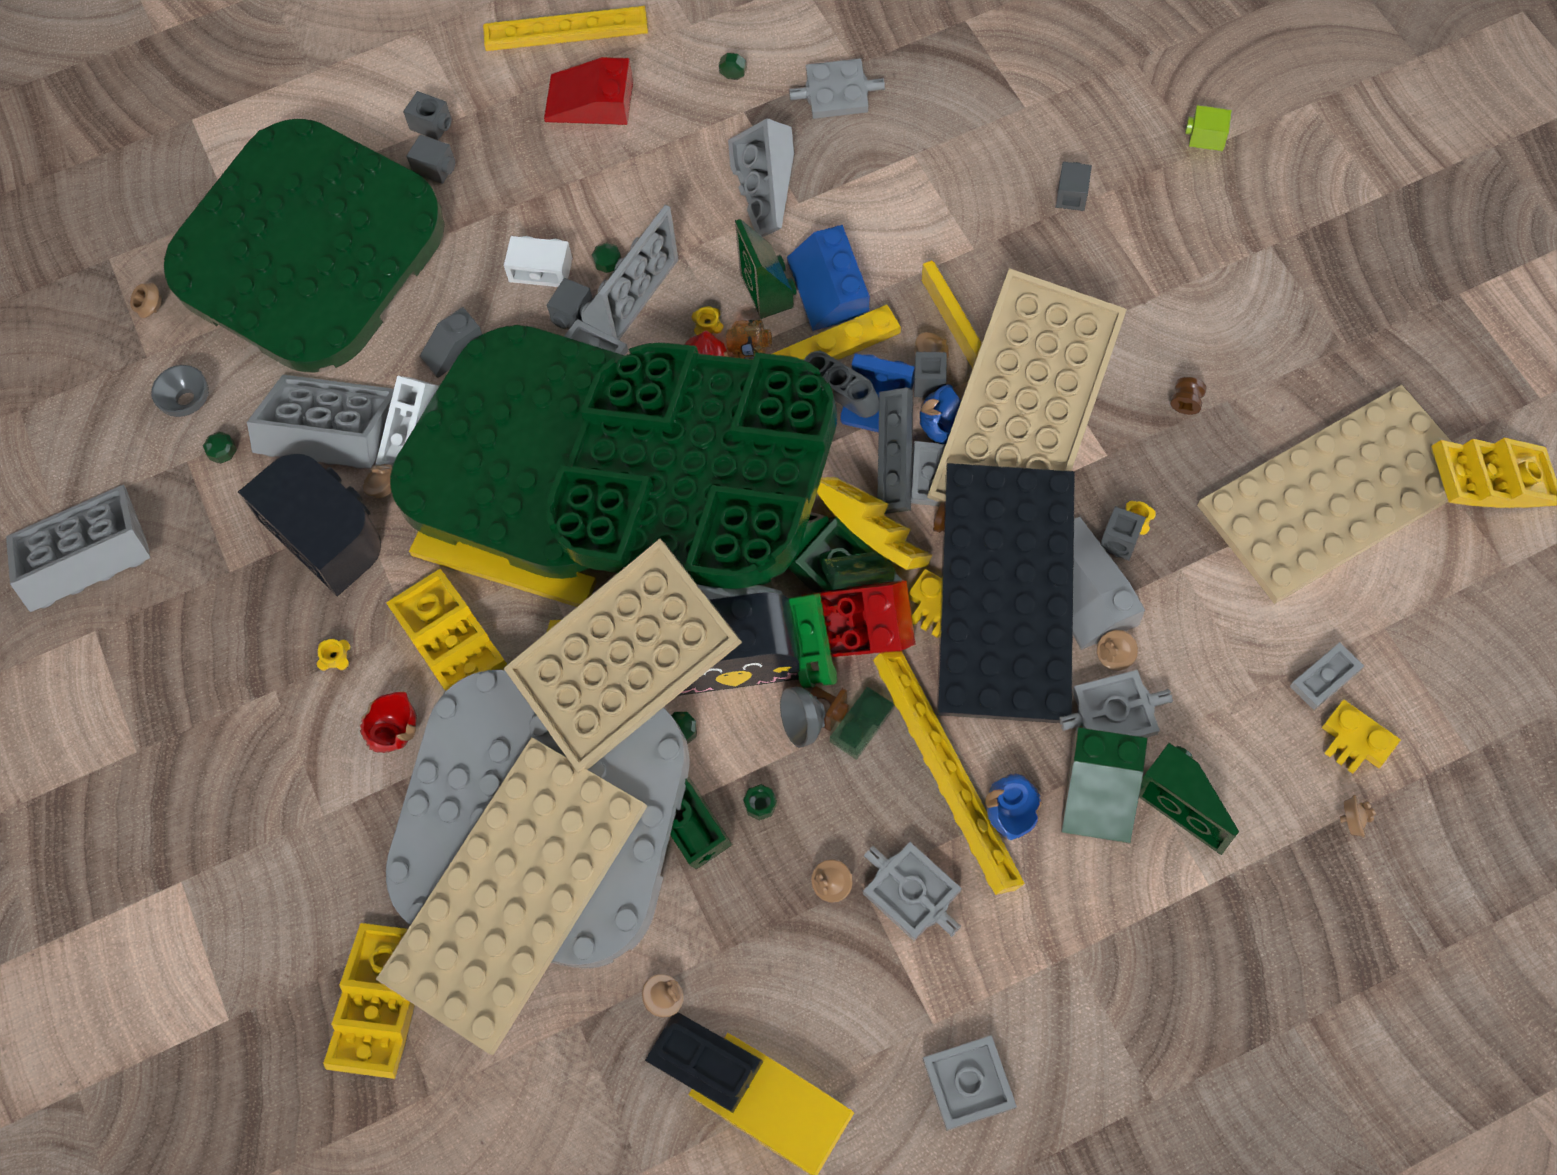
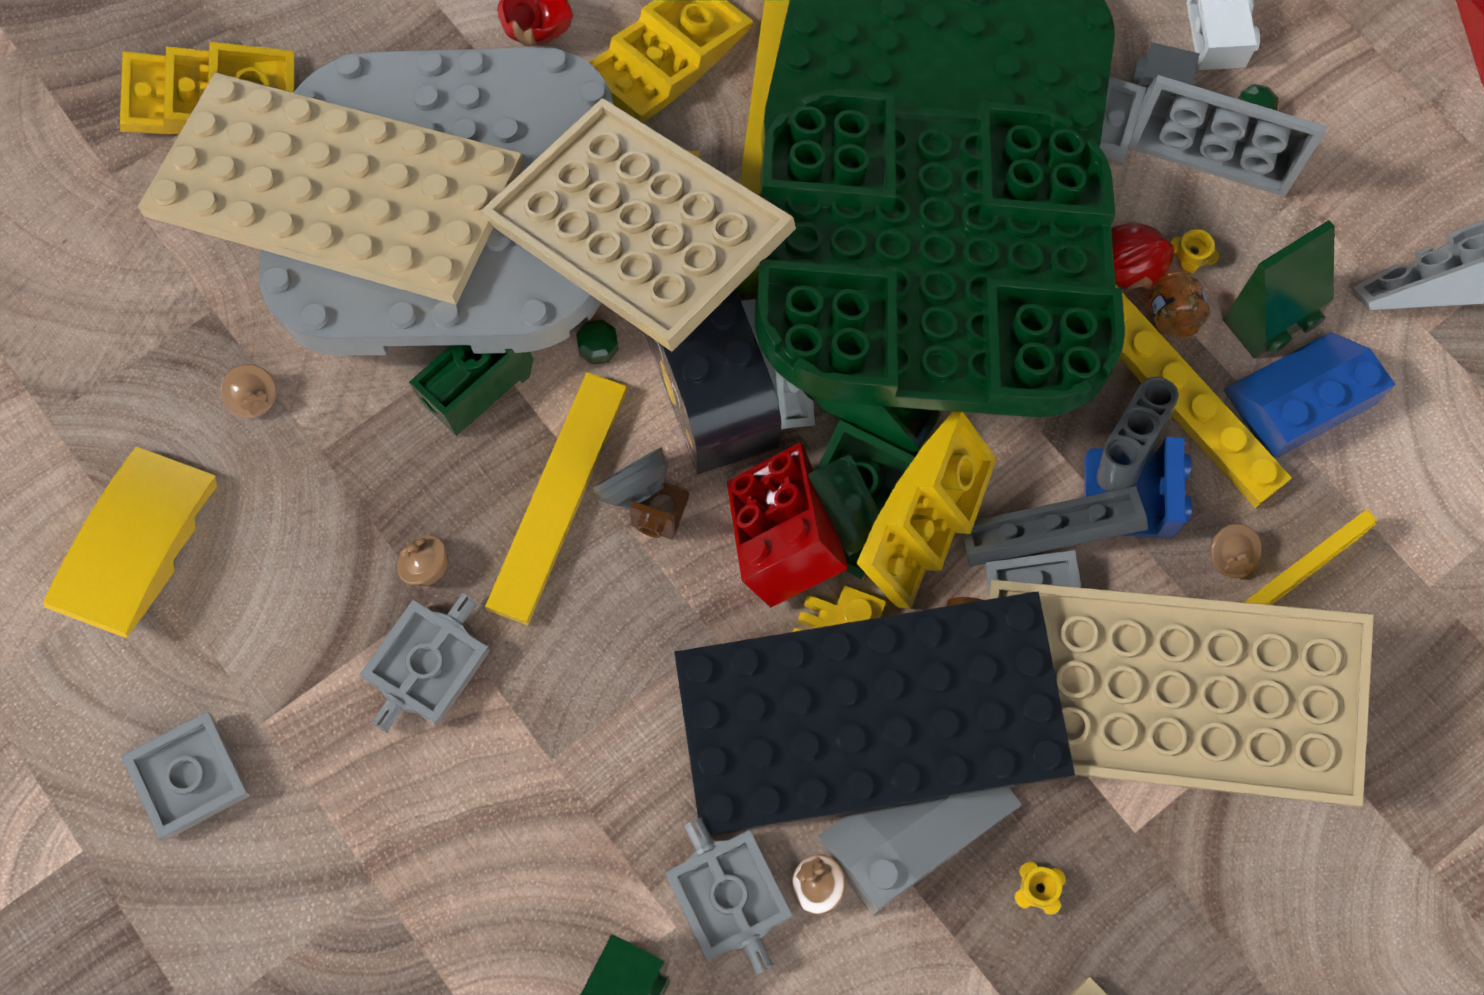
camera: 70 degrees right, 5 degrees up
(704, 1061) = (174, 455): black piece -> none
(760, 802) = (514, 454): dark green tile -> none
(800, 778) = (556, 499): none -> yellow tile
(812, 641) = (737, 467): green plate -> none
(862, 723) = (647, 561): clear green plate -> none
(929, 372) = (1187, 552): dark grey brick -> none
(939, 413) = (1129, 571): blue hair -> none
(949, 773) = (592, 682): yellow plate -> none
(1013, 806) = (556, 772): blue hair -> none
(1104, 784) = (612, 887): slope -> none
(1122, 533) = (999, 863): dark grey brick -> none
(1188, 395) = (1262, 937): reddish brown wheel -> none

